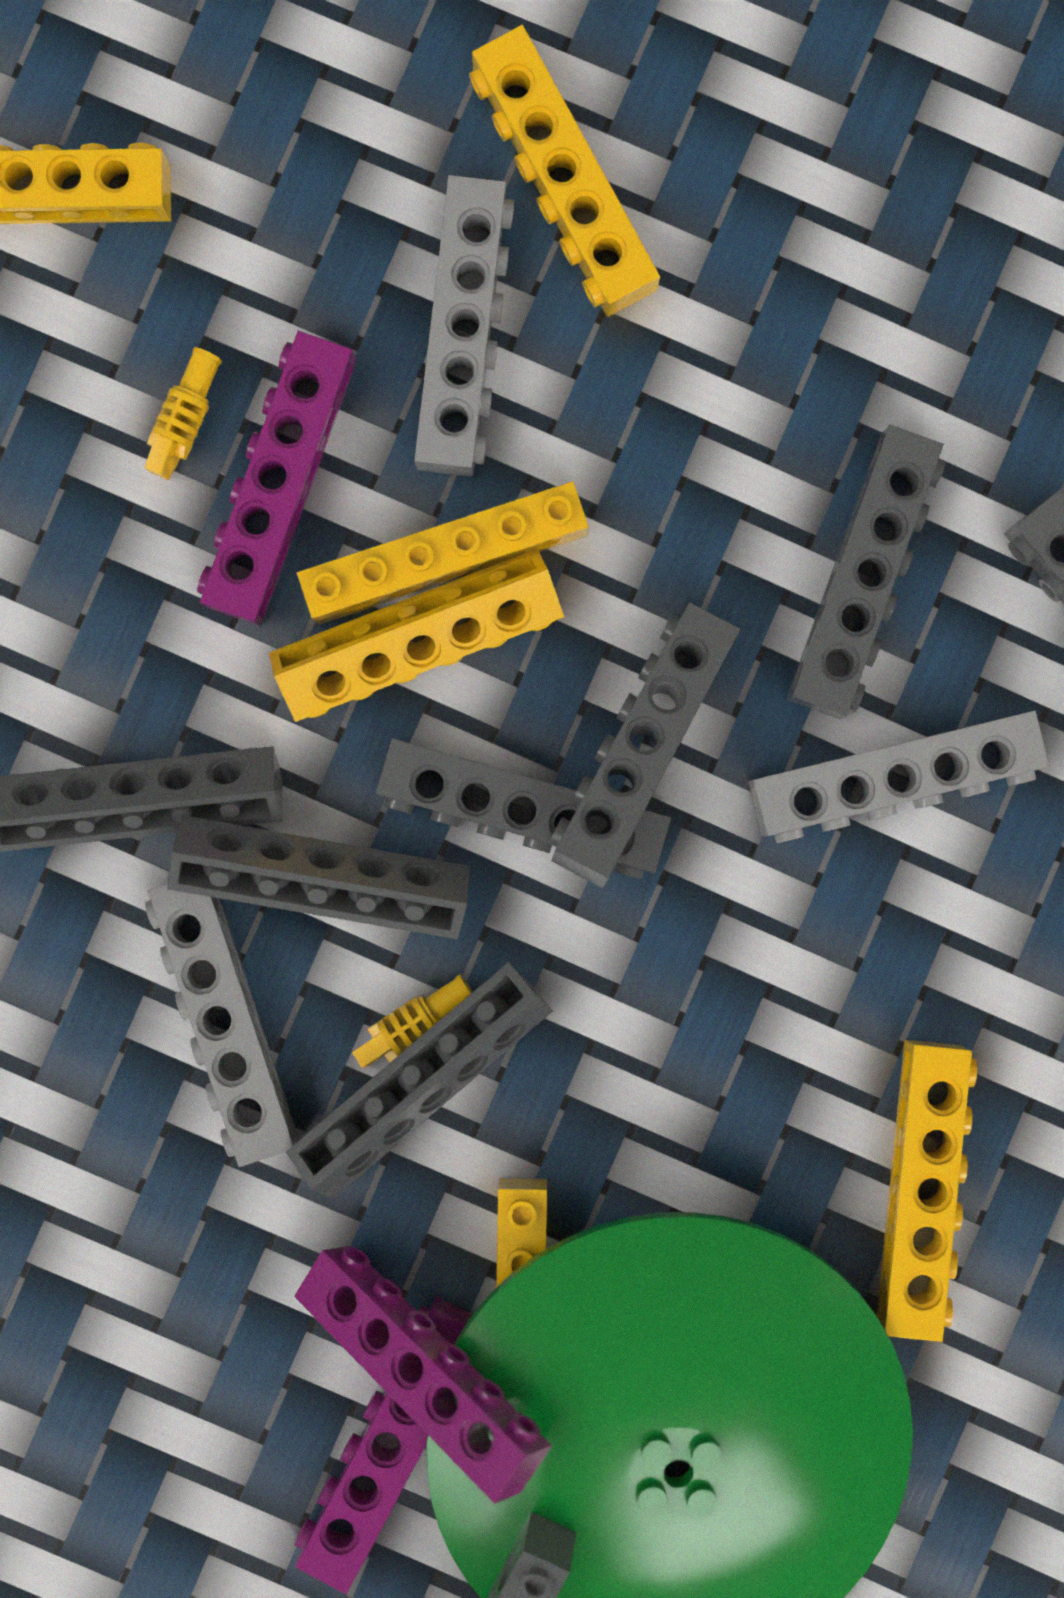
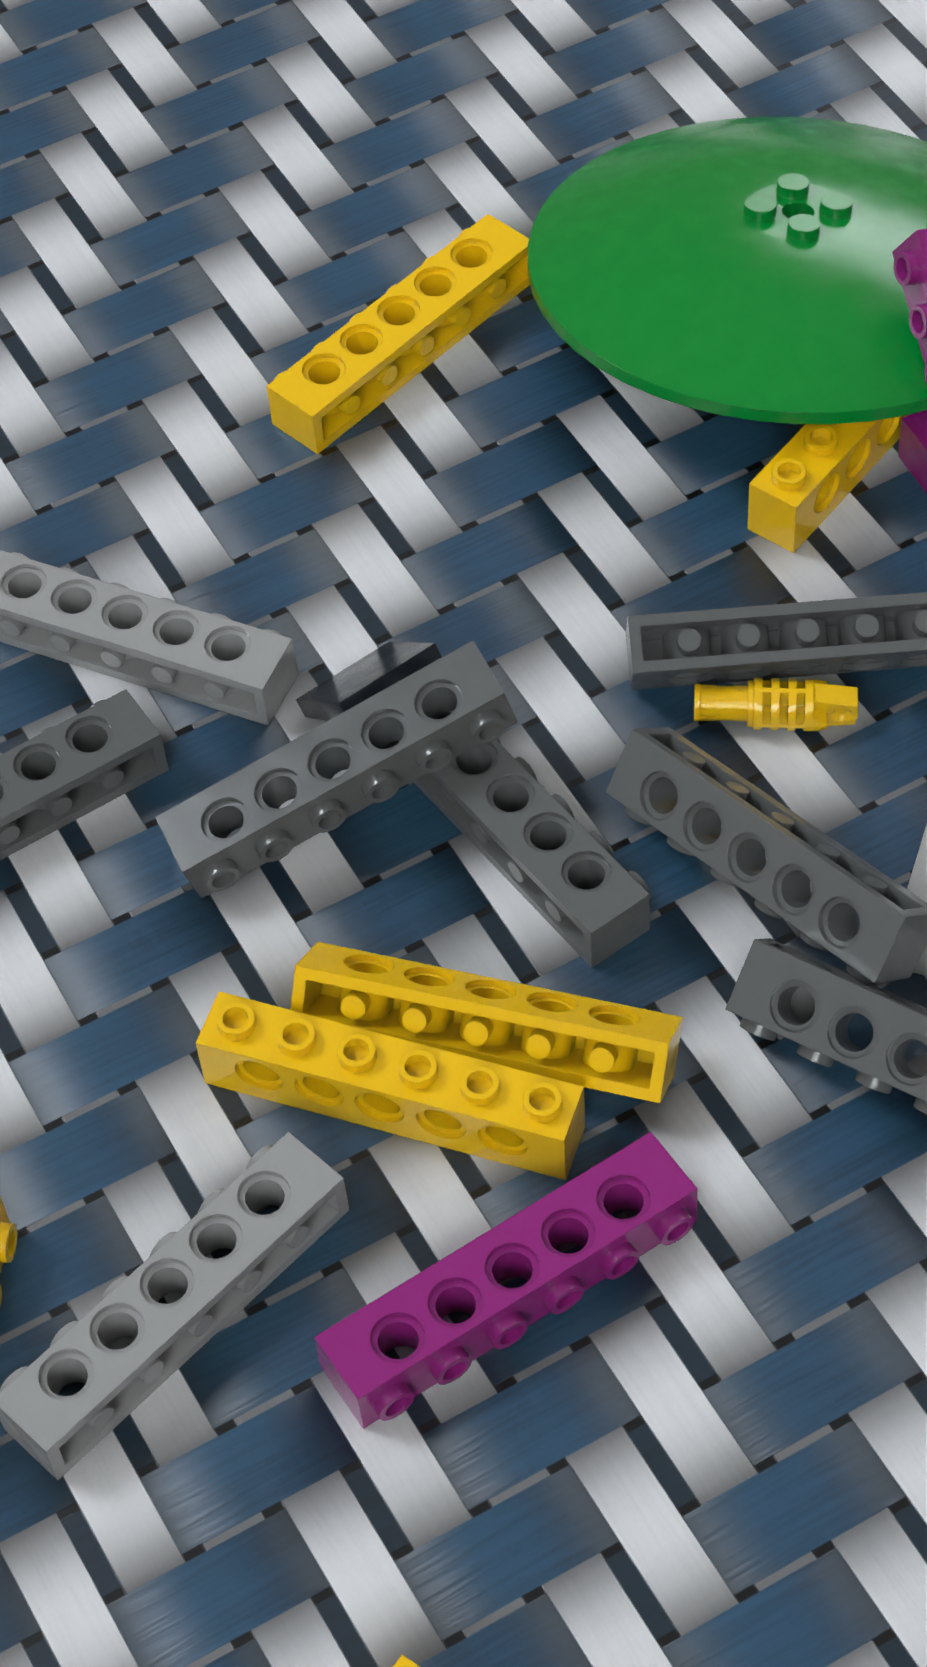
camera: 135 degrees left, 35 degrees down
(181, 415) = (566, 1427): yellow hinge -> none
(690, 842) = (366, 678): none -> black tile

